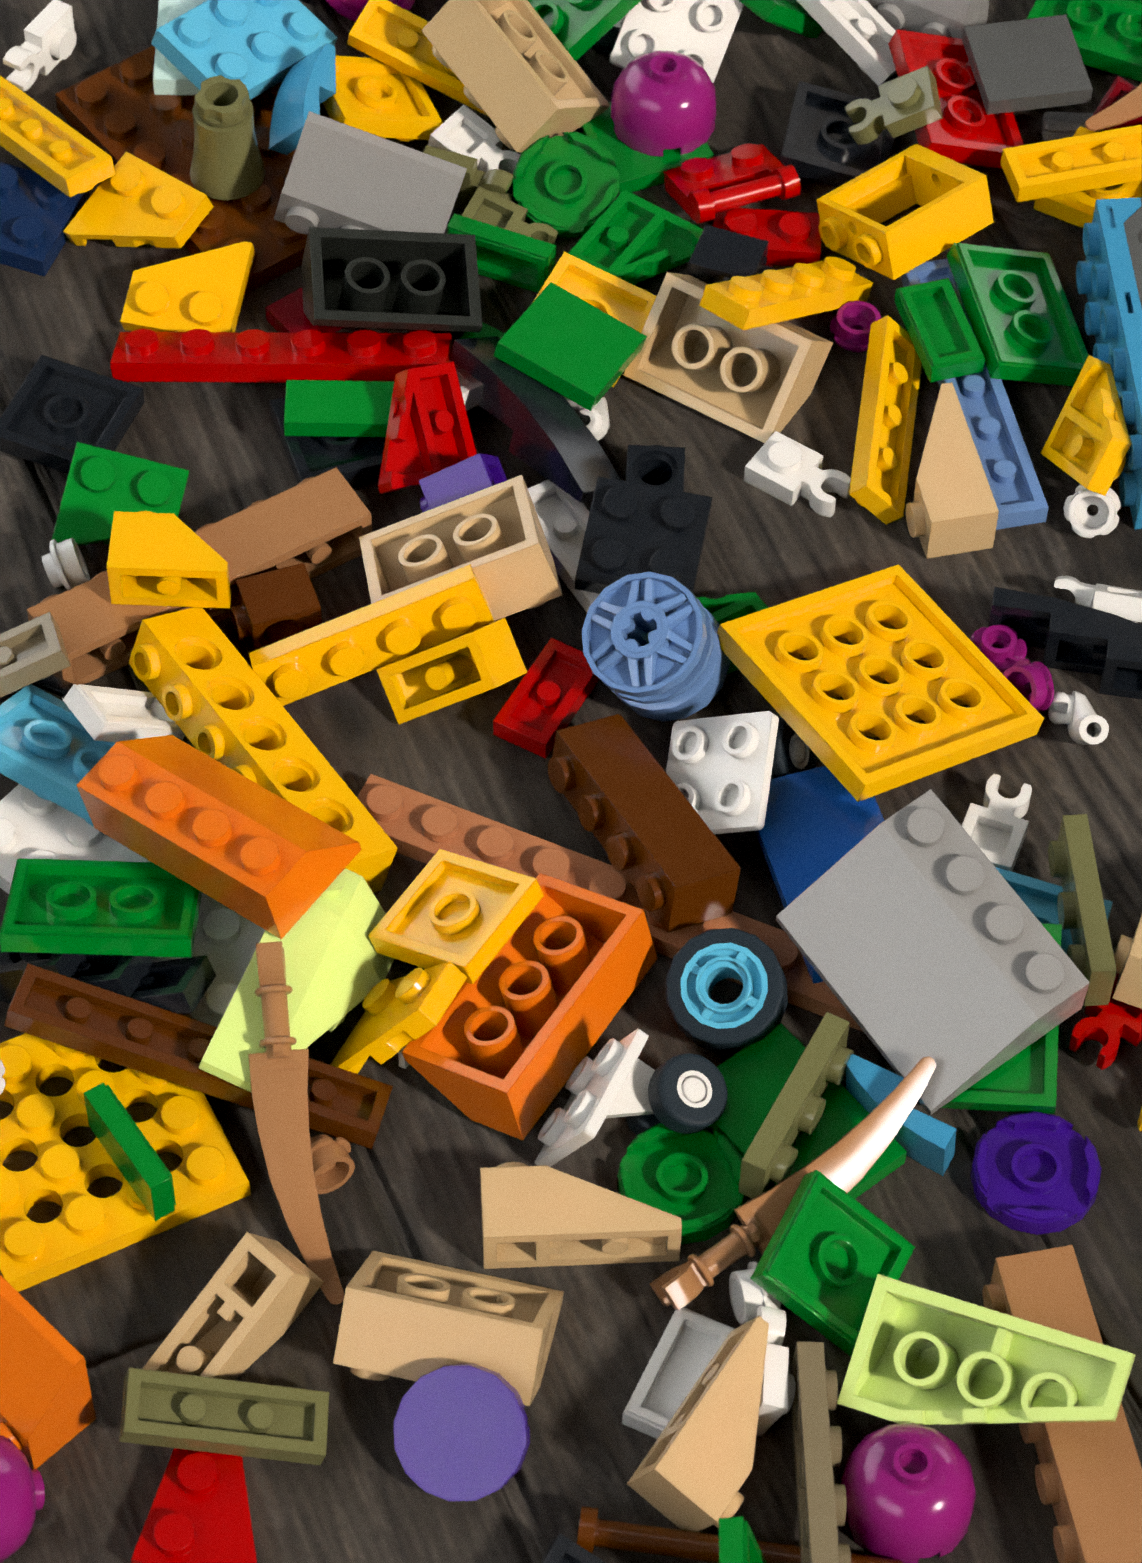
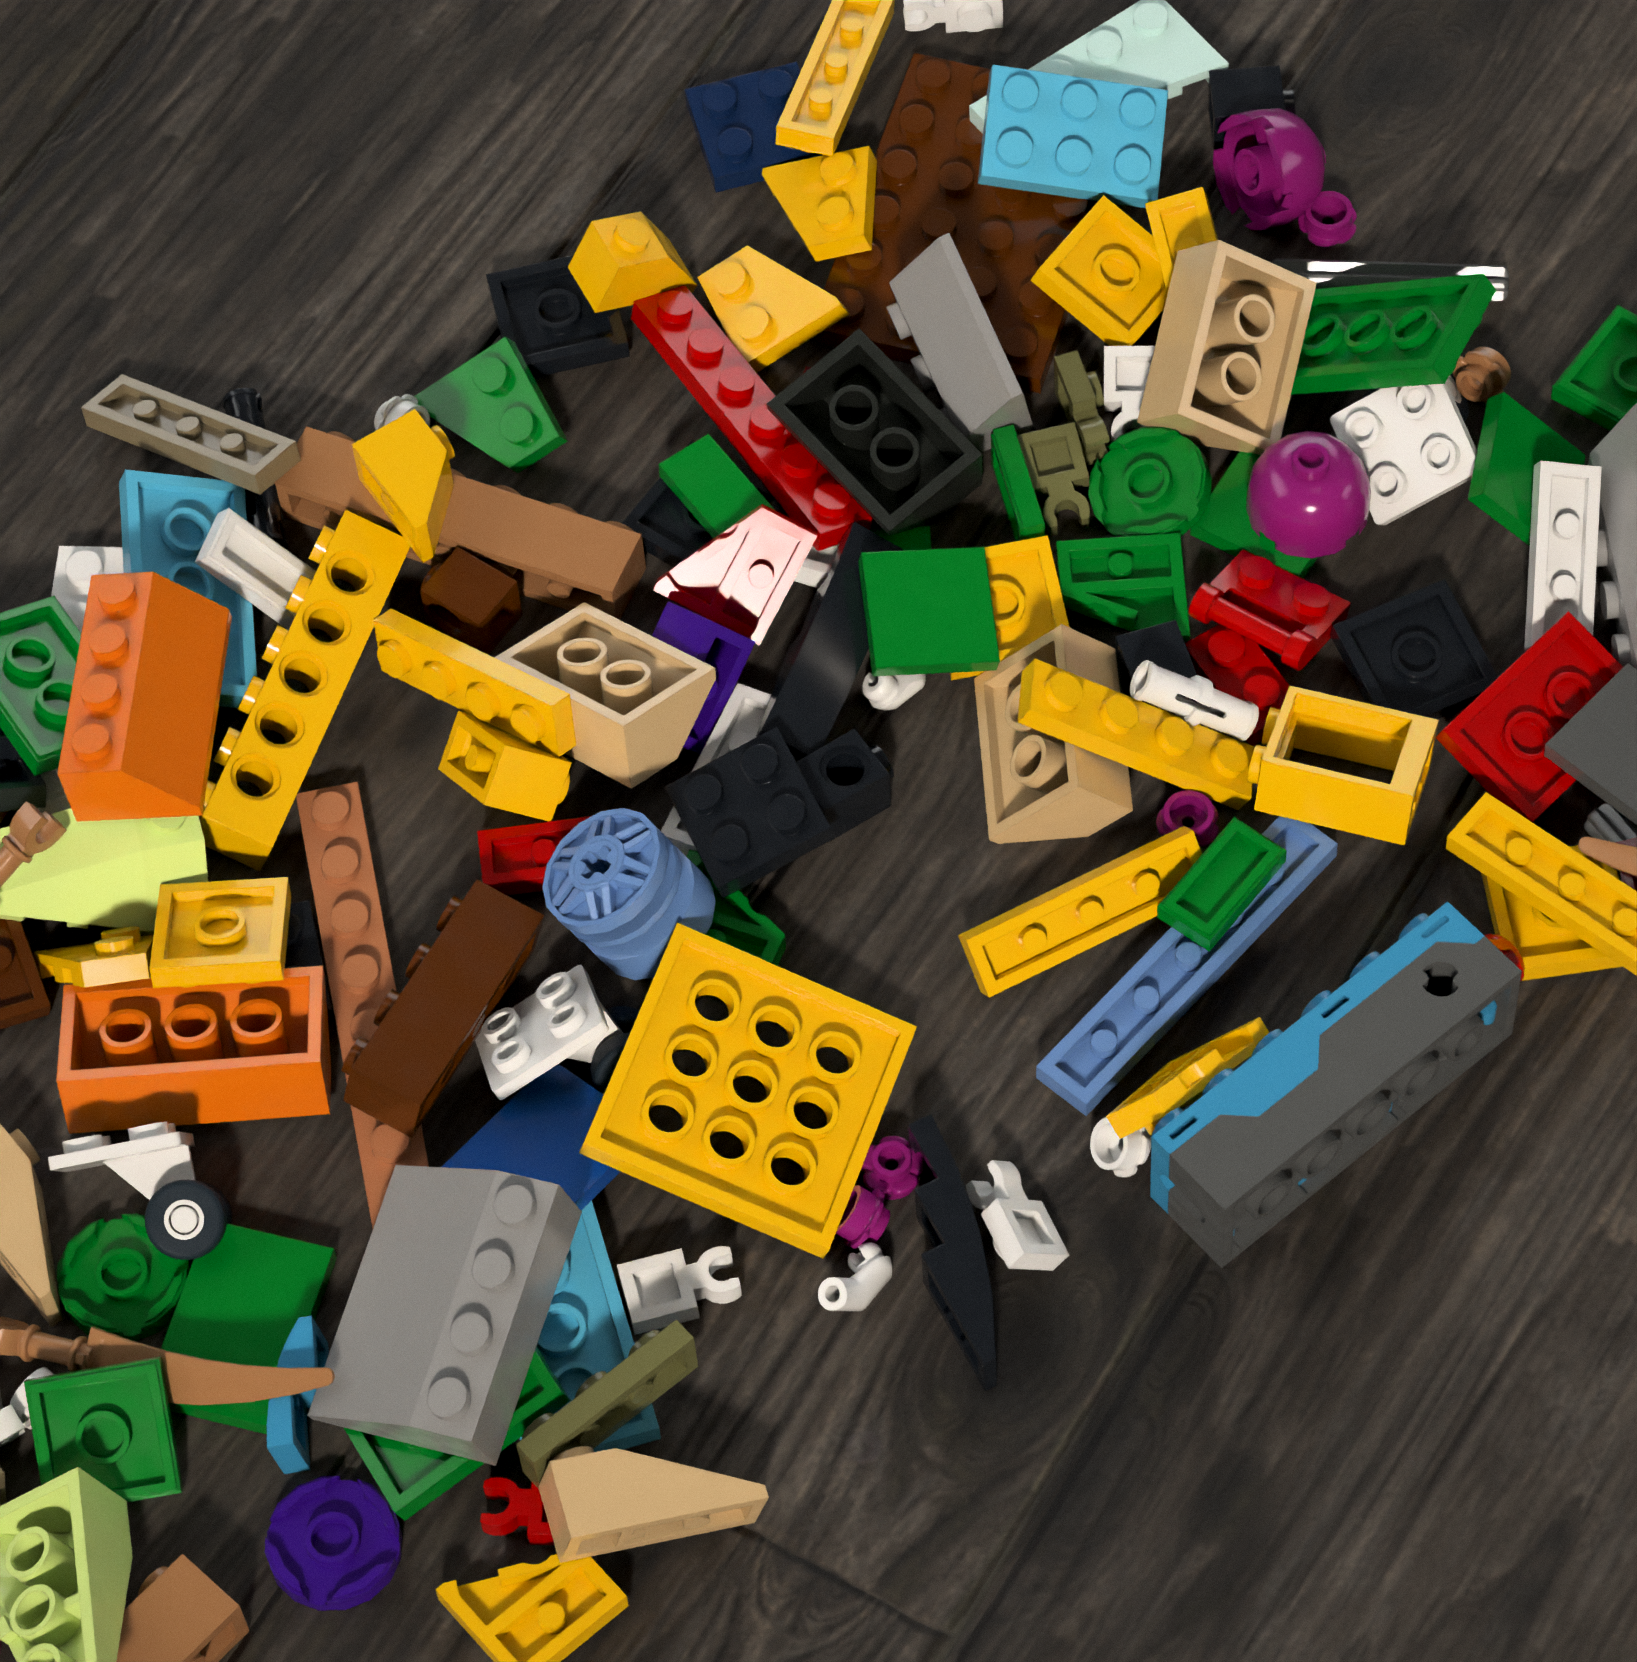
camera: 60 degrees right, 5 degrees up
(83, 337) = (626, 261): none -> yellow slope
(226, 147) = (924, 200): olive plant -> none
(302, 91) = (1053, 217): dark azure slope -> none
(719, 956) = (292, 1176): wheel -> none
(785, 249) = (1226, 713): none -> white pin
(793, 470) = (968, 879): white plate -> none
(796, 1108) = (229, 1307): olive plate -> none
(901, 108) = (1466, 678): olive plate -> none
(952, 496) = (1044, 1002): tan slope -> none
(1018, 314) = (1311, 932): green tile -> none

